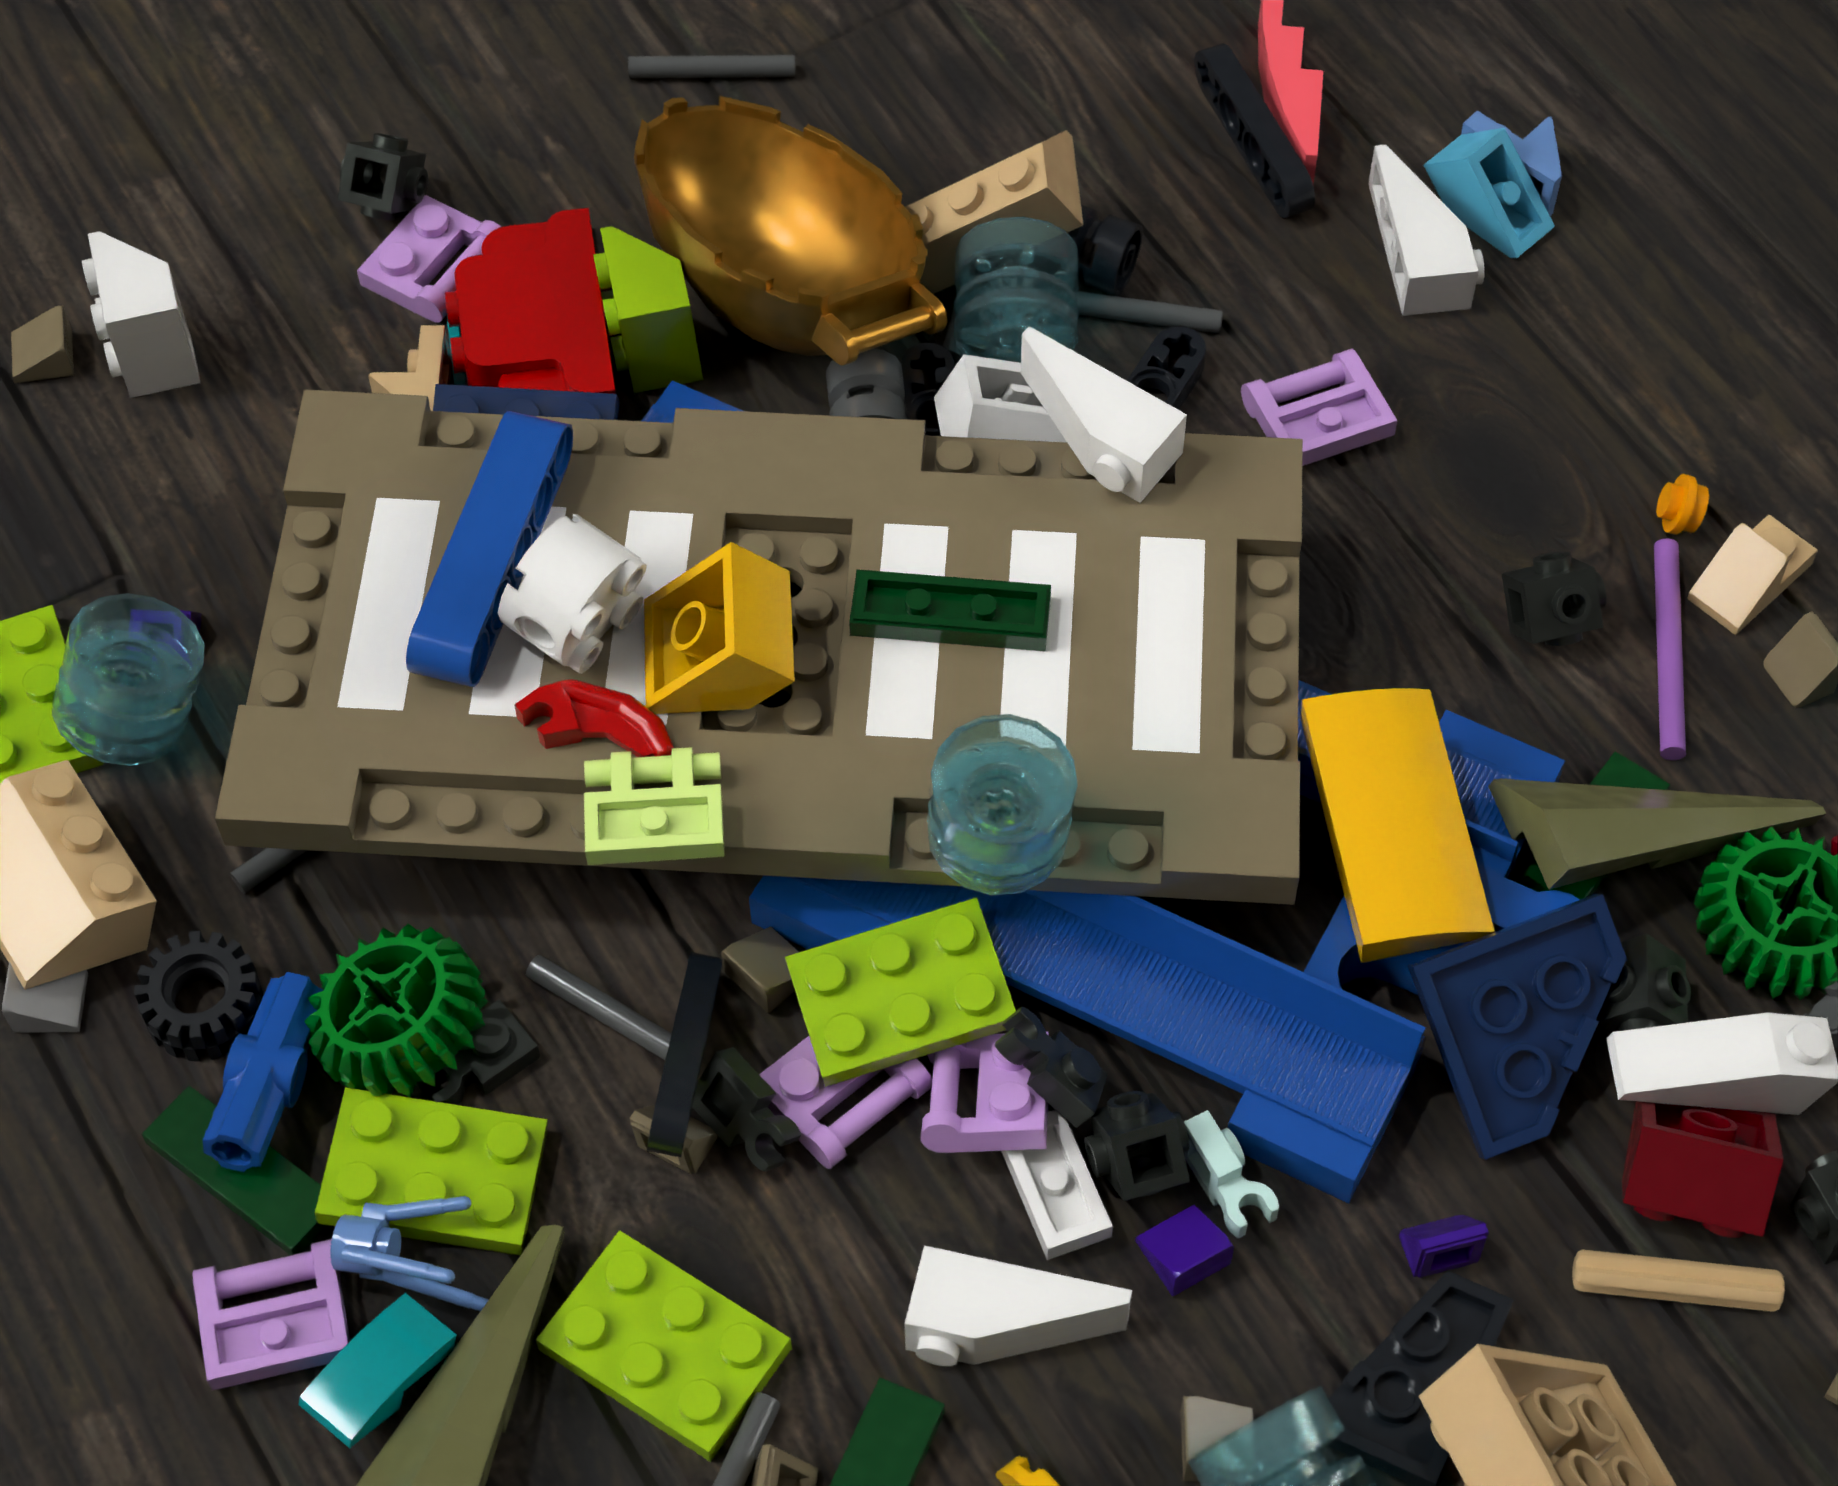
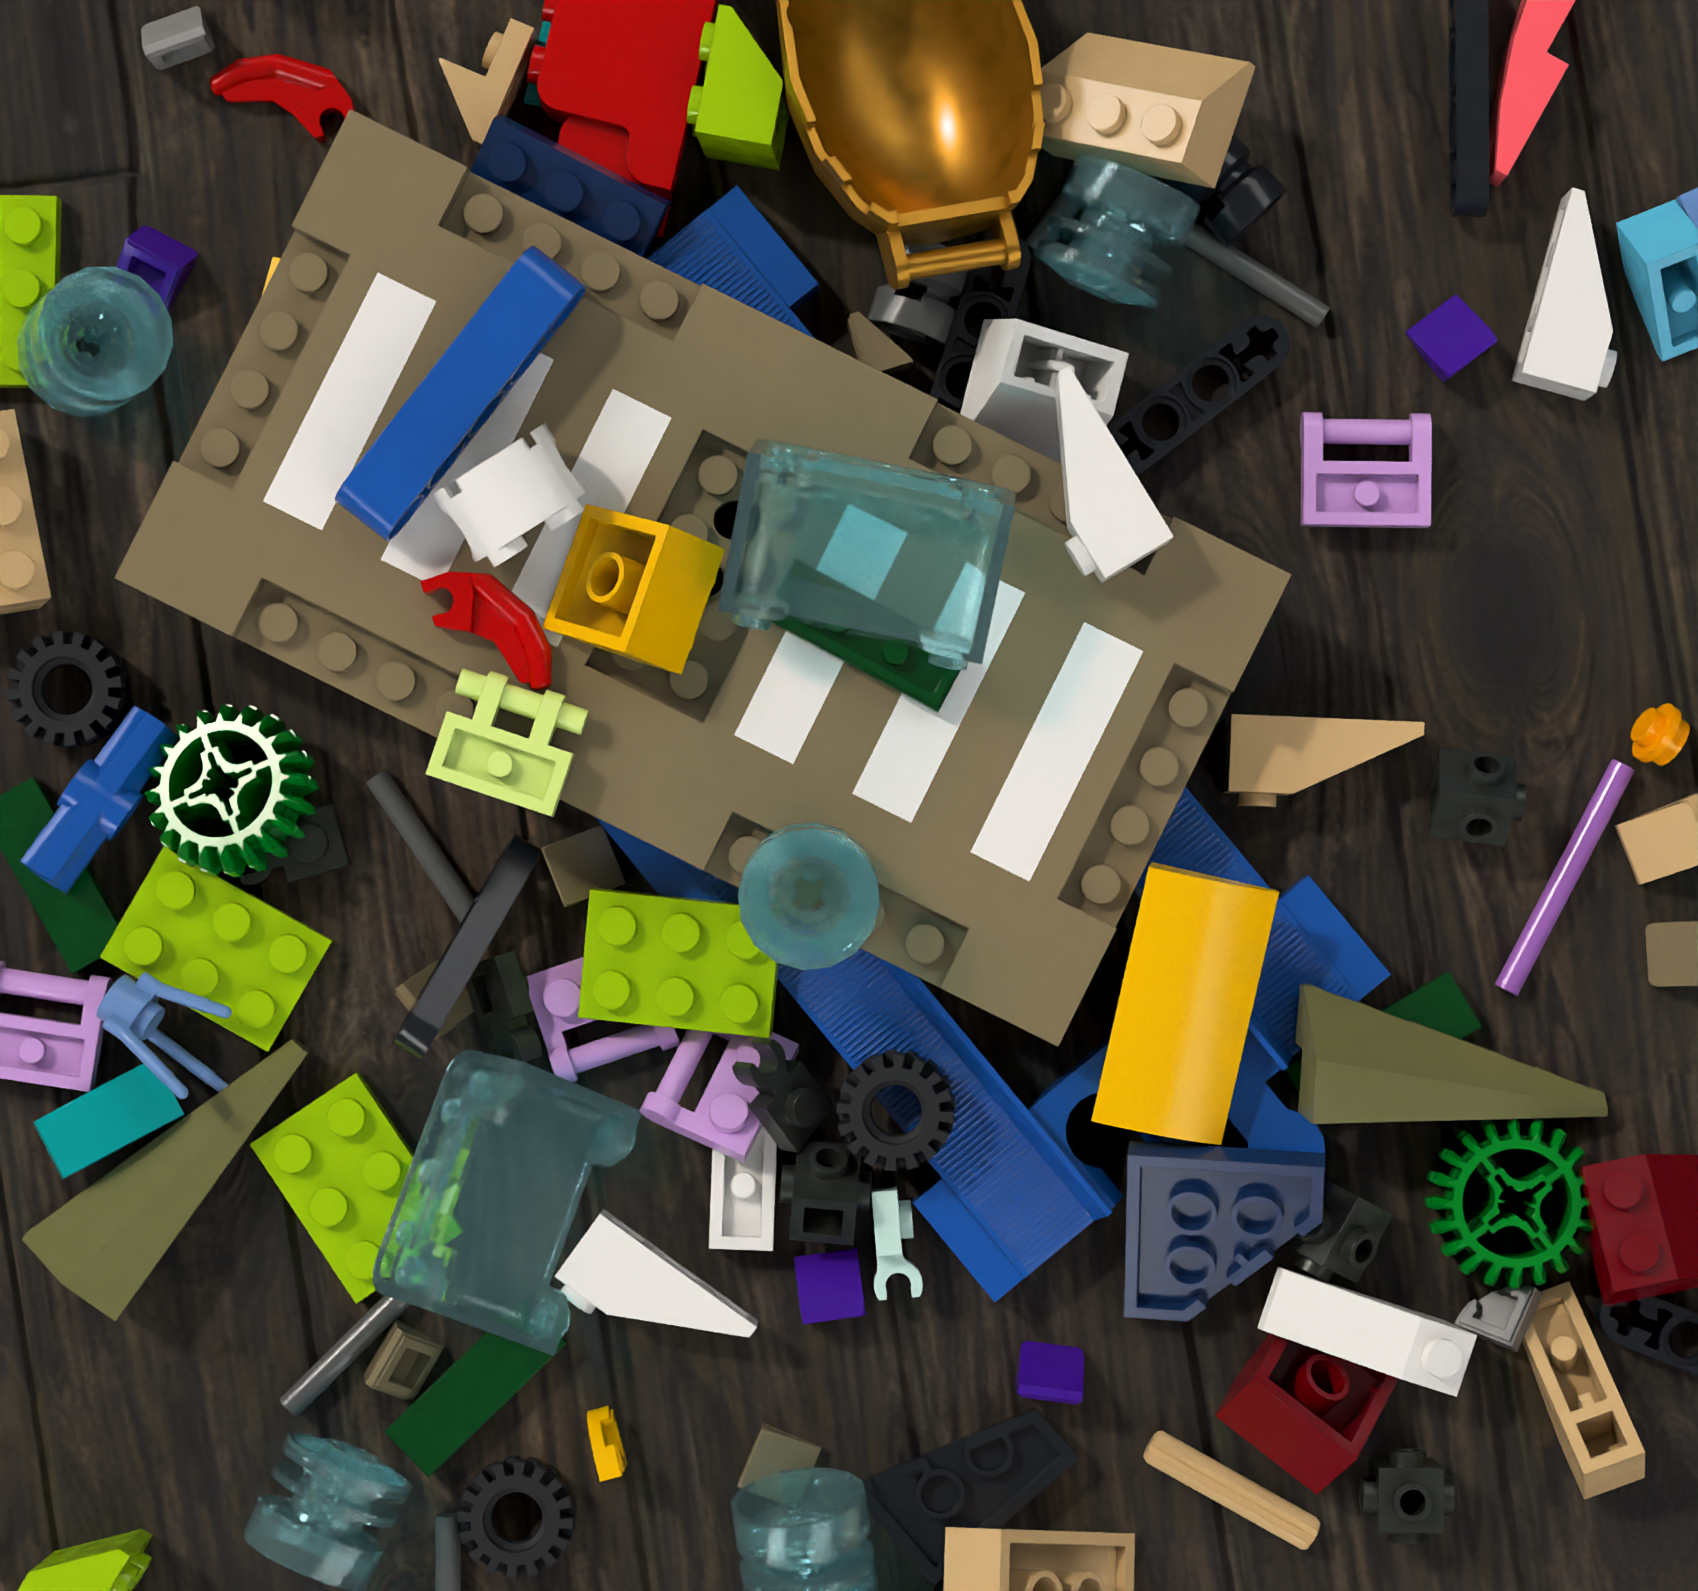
camera: 25 degrees right, 30 degrees up
(126, 457) = (177, 38): none -> light grey slope
(249, 458) = (295, 85): none -> red piece
(812, 1265) = (498, 1196): none -> clear light blue windscreen
(923, 519) = (867, 549): none -> clear light blue windscreen
(1180, 991) = (896, 1149): none -> black tyre
(1337, 297) = (1451, 337): none -> dark purple slope
(1376, 629) = (1290, 753): none -> tan slope

